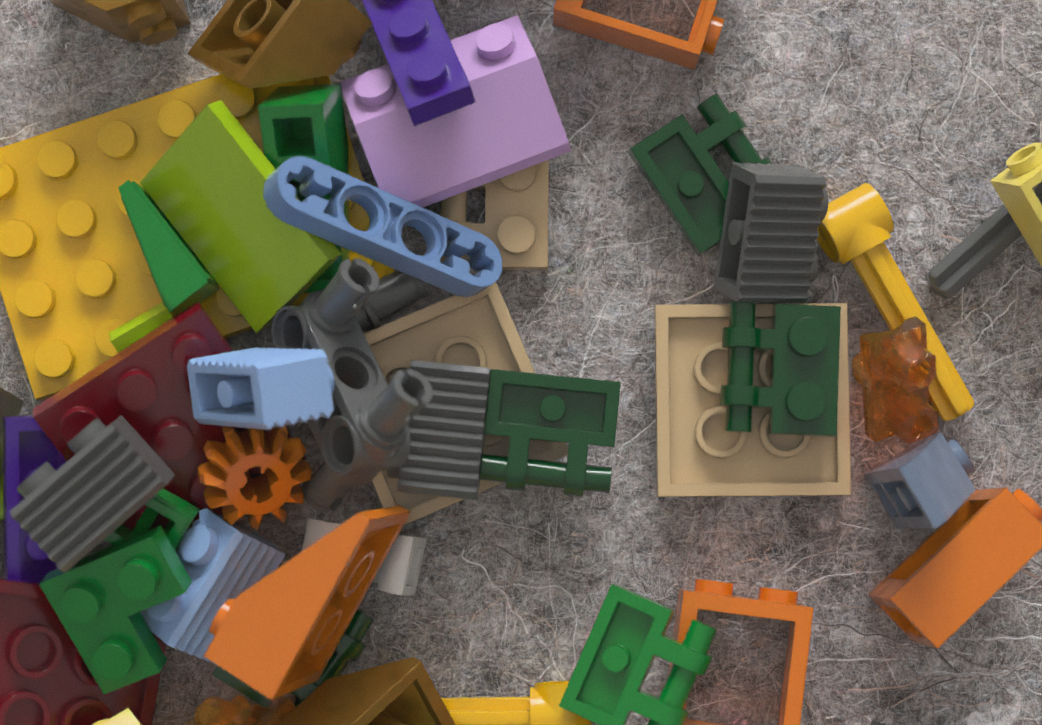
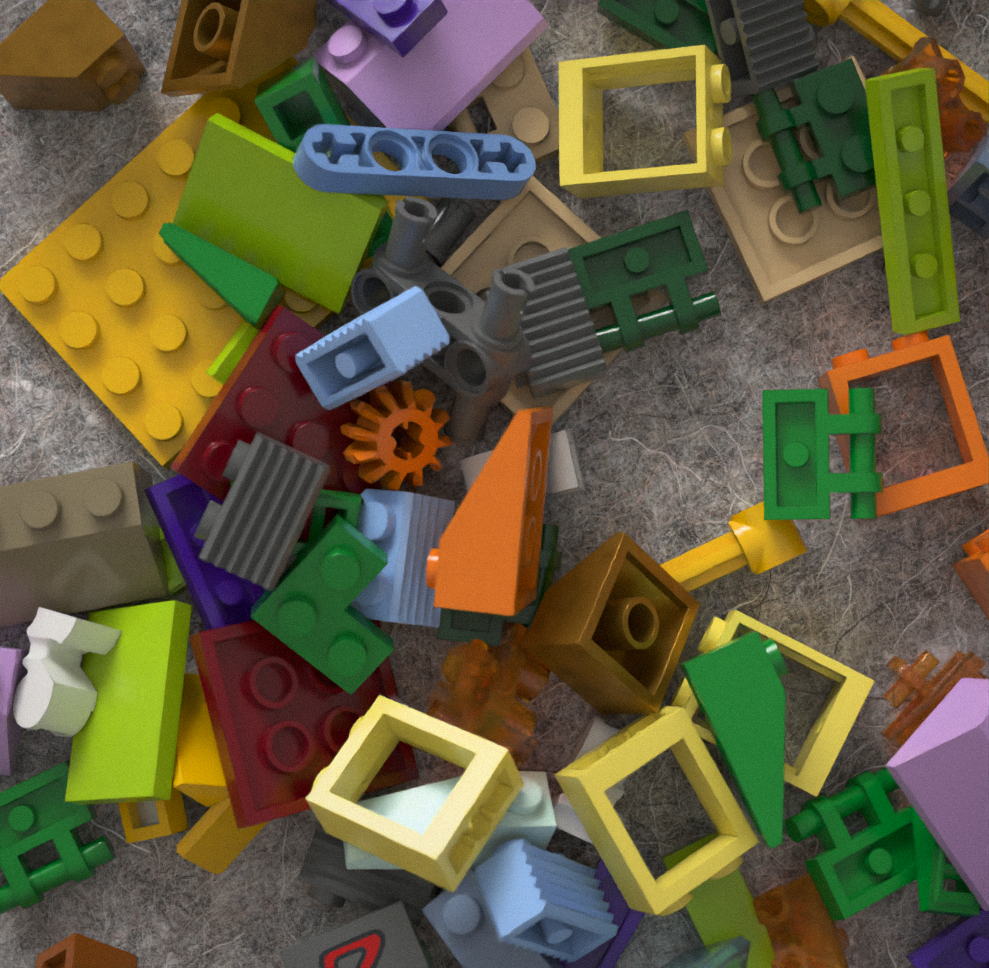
camera: 25 degrees left, 0 degrees up
(565, 256) = (582, 120): none -> light yellow window
(835, 467) = (913, 200): none -> lime plate

